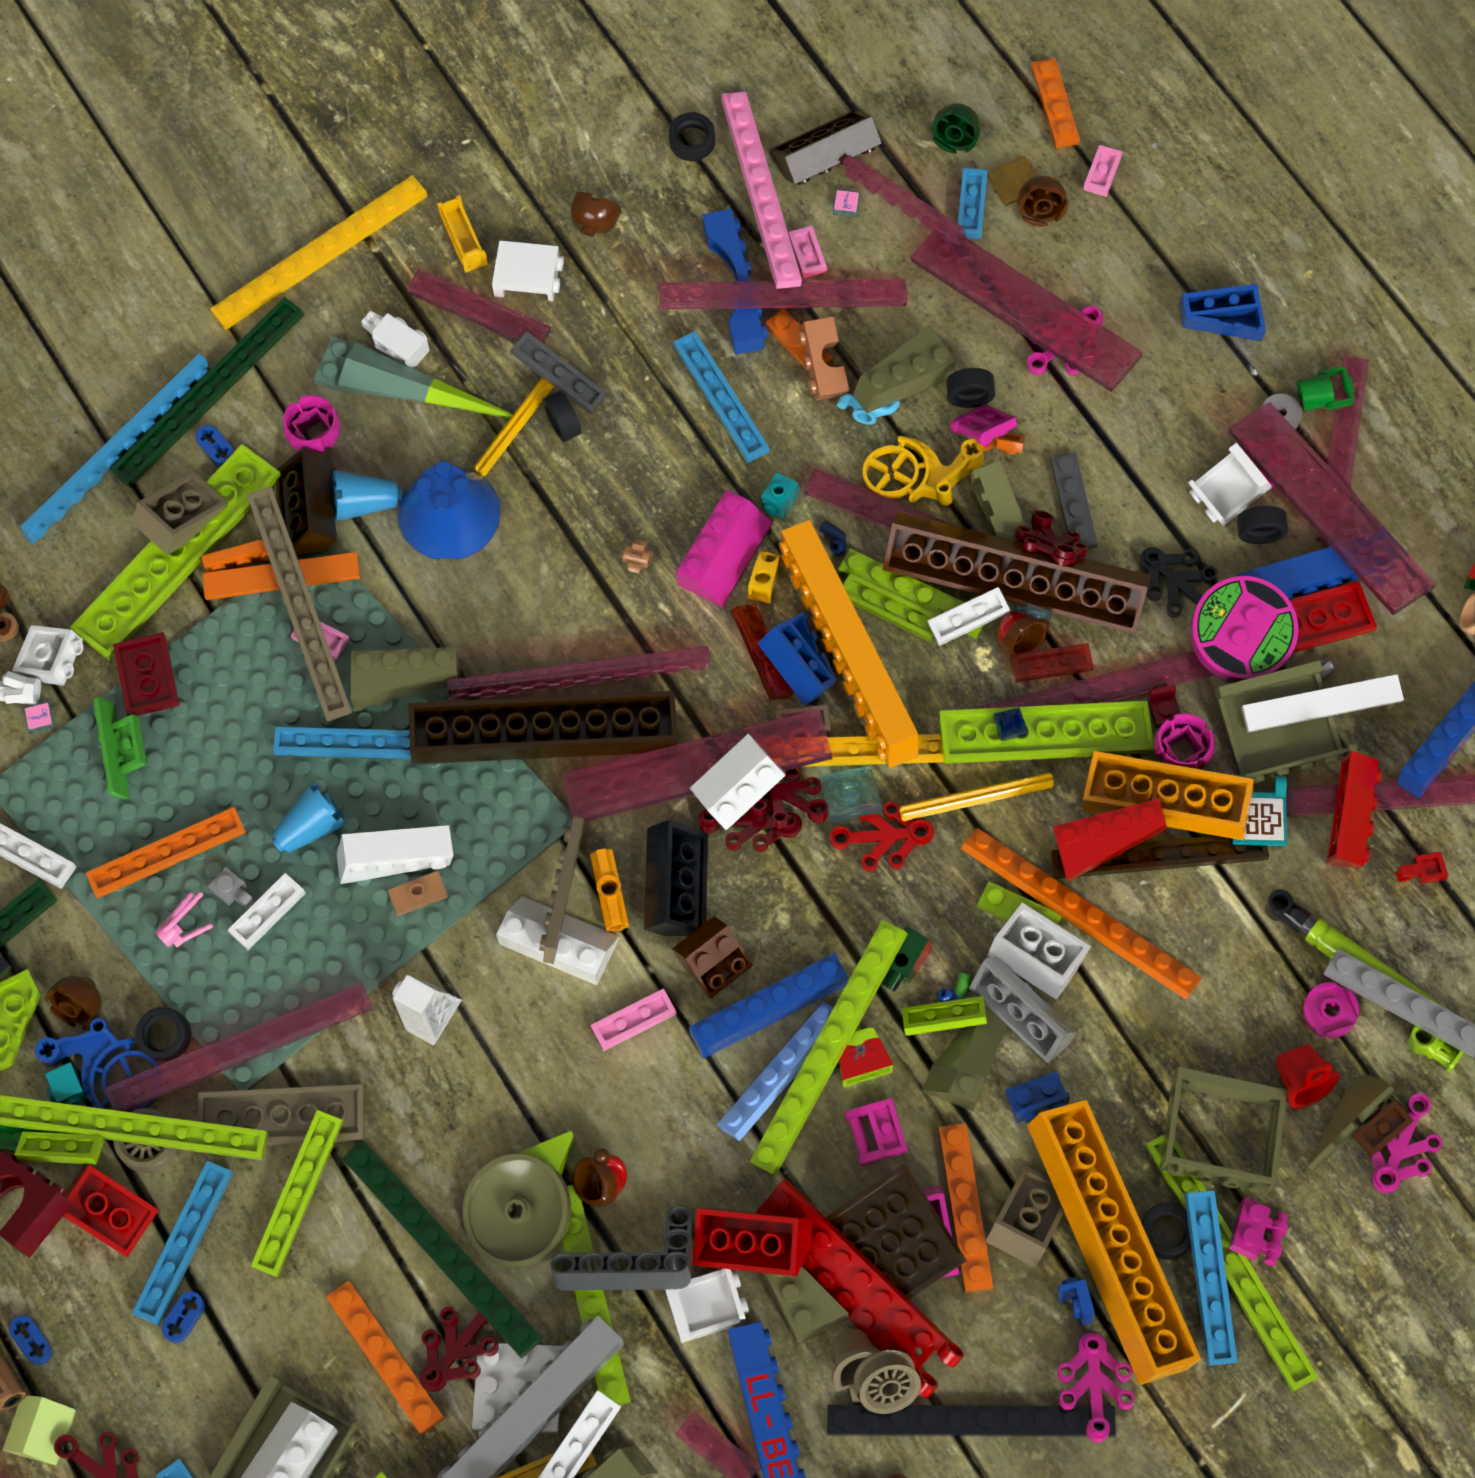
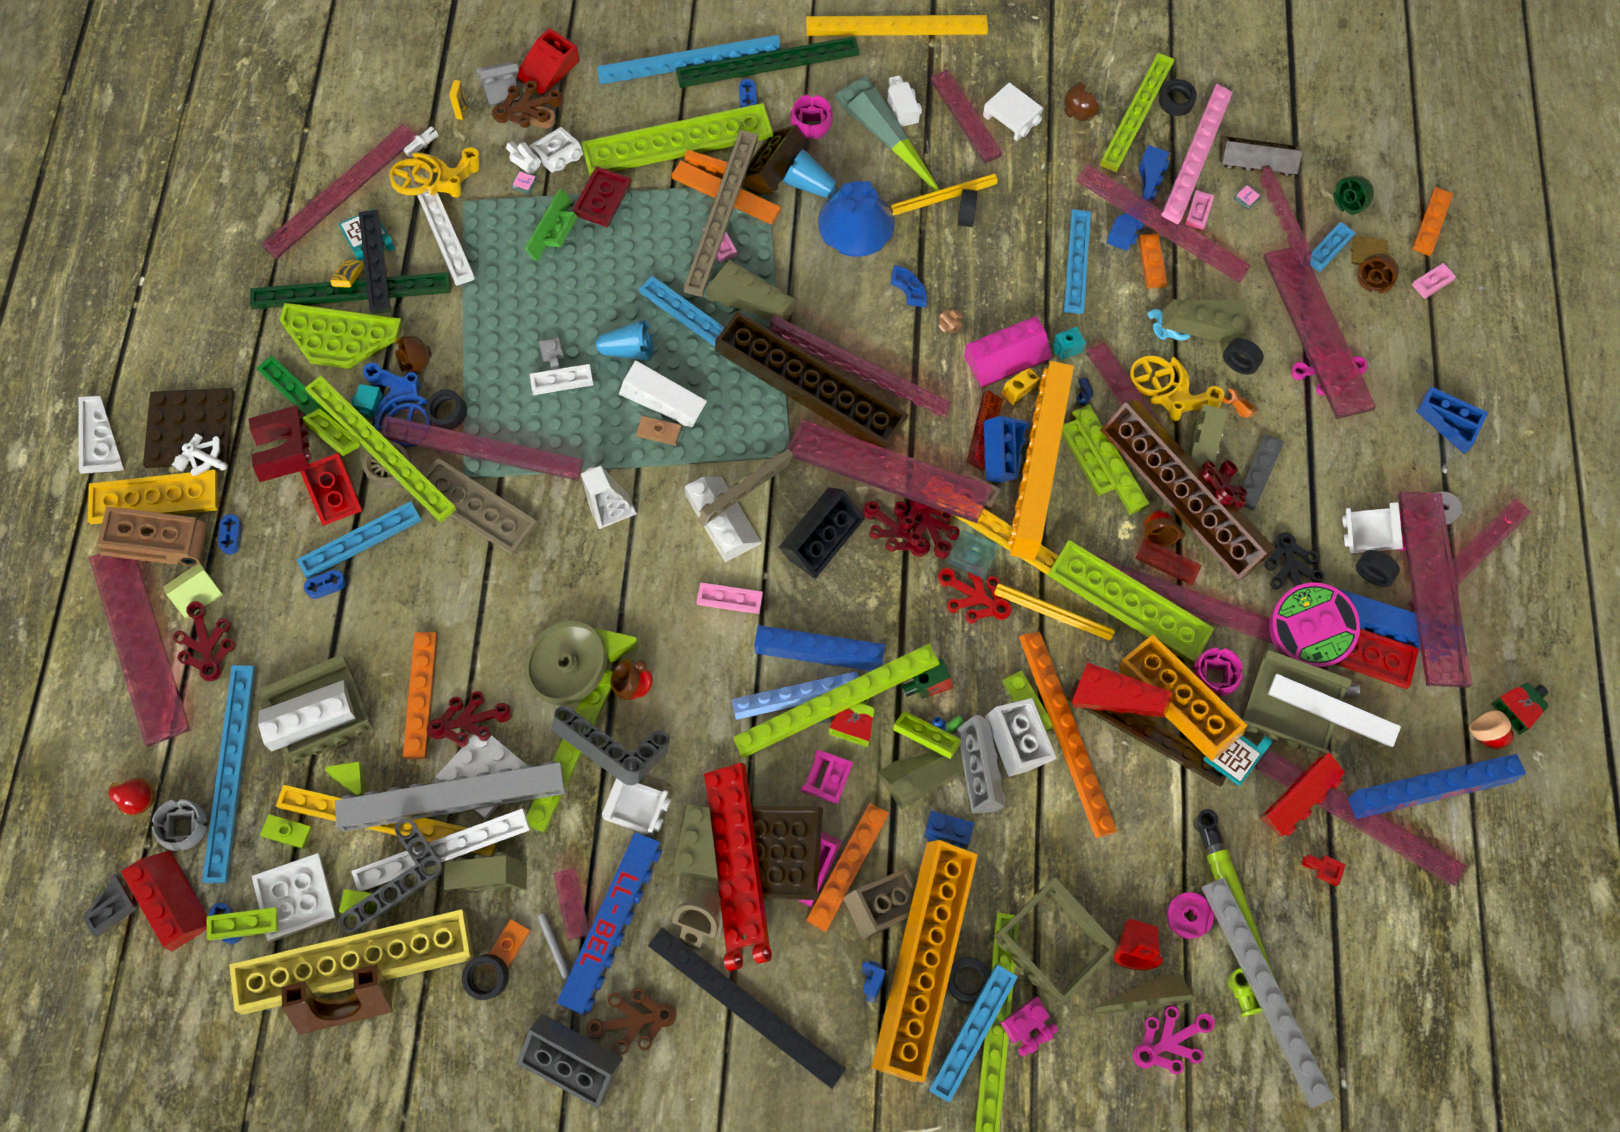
camera: 30 degrees right, 0 degrees up
(165, 852) = (531, 305): orange plate -> none
(170, 931) = (497, 352): bright pink plant -> none
(178, 512) = (693, 115): dark tan slope -> none
(297, 1193) = (445, 558): lime plate -> none
(442, 1249) = (503, 655): dark green plate -> none
(462, 234) = (990, 67): yellow container -> none
(558, 372) = (985, 181): dark grey plate -> none
(562, 544) = (910, 285): none -> blue tile
(611, 904) = (772, 519): light orange piece -> none
(661, 182) = (1137, 112): none -> lime plate
(712, 956) = (808, 594): reddish brown slope -> none
(737, 781) = (904, 495): white slope -> none
(751, 1241) = (692, 786): red slope -> none
(825, 380) = (1165, 261): nougat arch -> none
(887, 1381) = (707, 940): dark tan wheel -> none
(968, 616) = (1134, 495): white plate -> none
(988, 419) = (1238, 384): dark pink plate -> none
(1010, 724) = (1109, 579): clear blue tile -> none
(1035, 611) = (1180, 520): clear light blue tile -> none
(1096, 1382) = (845, 1042): dark pink plant -> none
(1162, 703) = (1224, 636): dark red bracket -> none
(1318, 392) = (1480, 509): green piece -> none
(1382, 1128) = (1166, 1020): reddish brown plate -> none

